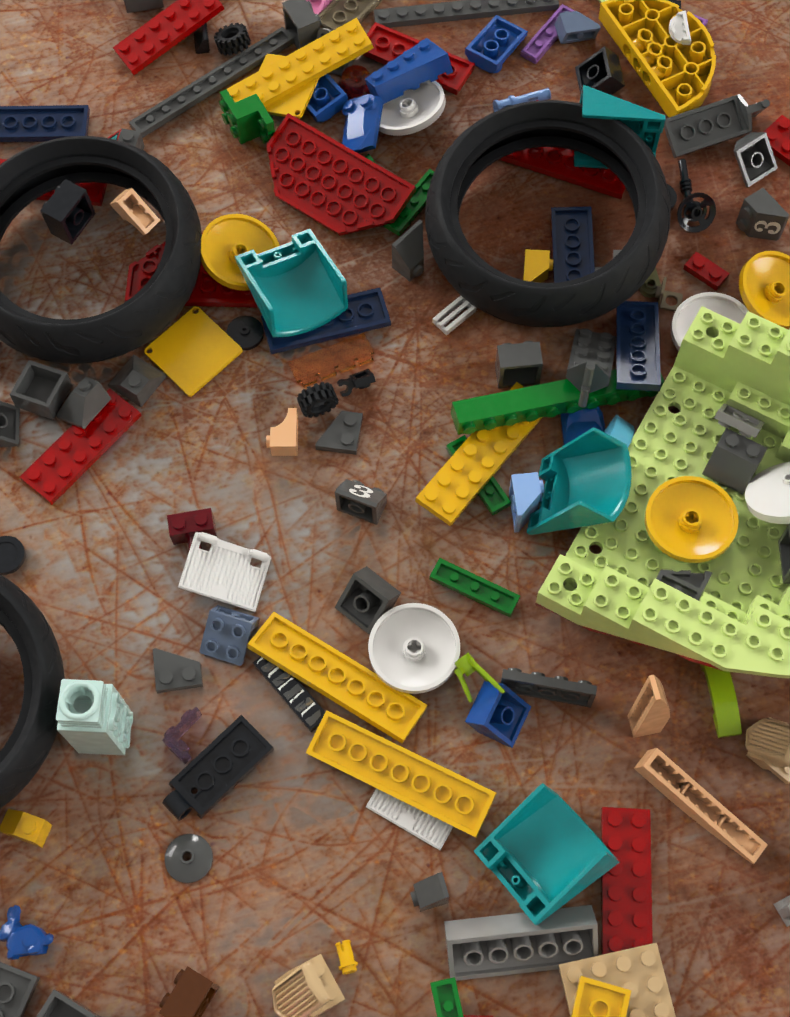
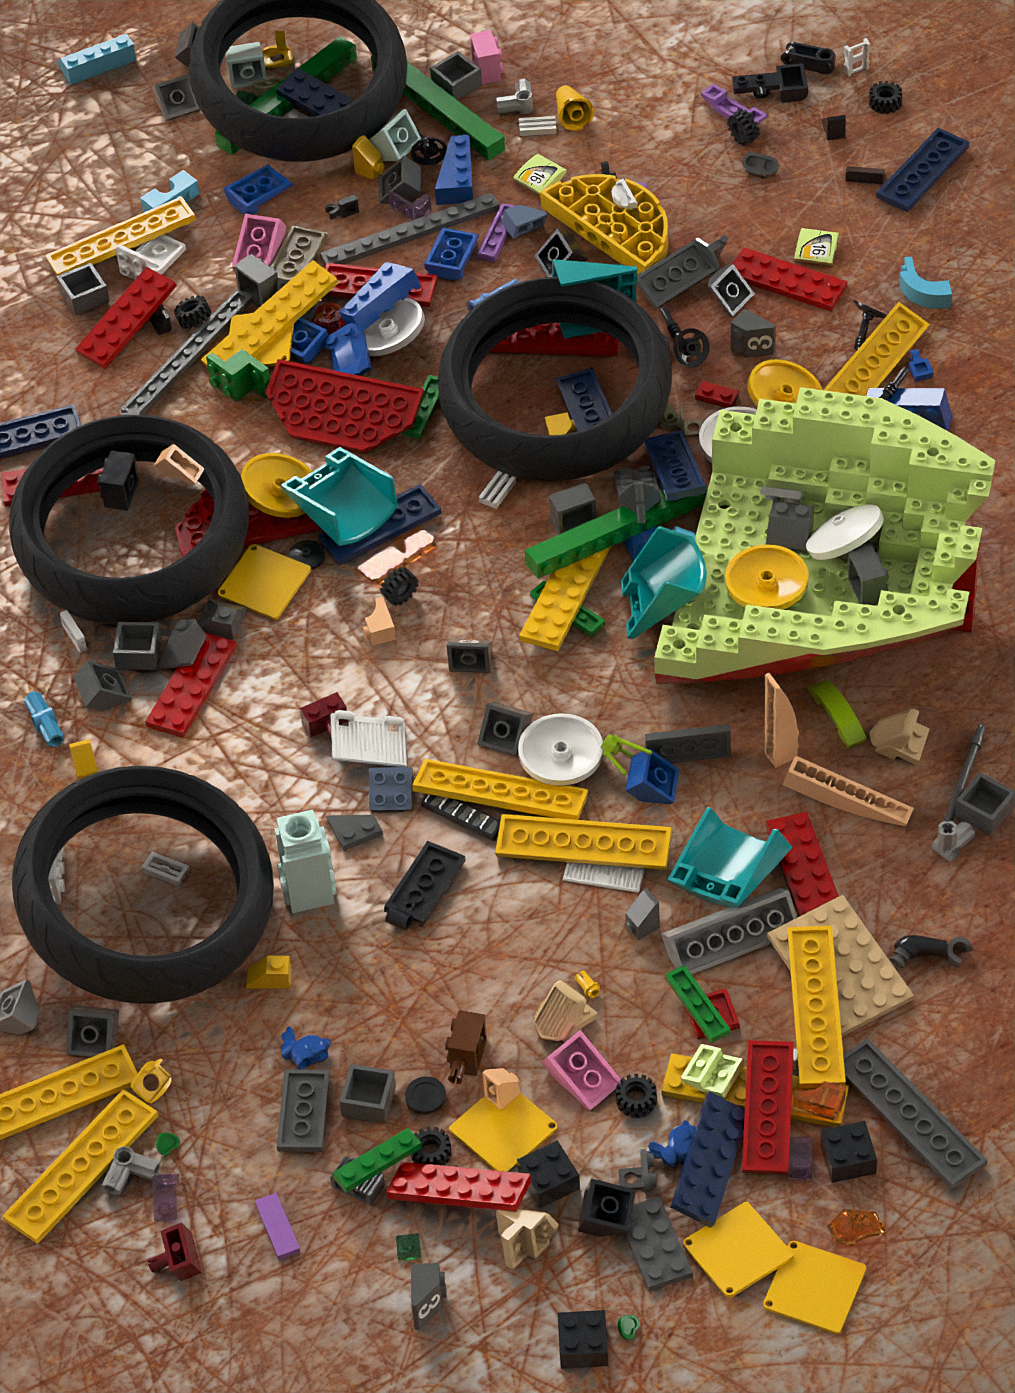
camera: 15 degrees left, 15 degrees down
(171, 736) = (376, 876): bracket -> none
(197, 866) = (426, 965): dark grey dish -> none
(342, 434) = (431, 610): dark grey wing -> none
(358, 380) = (430, 563): black plate -> none
(409, 252) = (437, 447): dark grey slope -> none
(474, 587) = (596, 693): green plate -> none
(525, 495) = (615, 610): light blue slope -> none

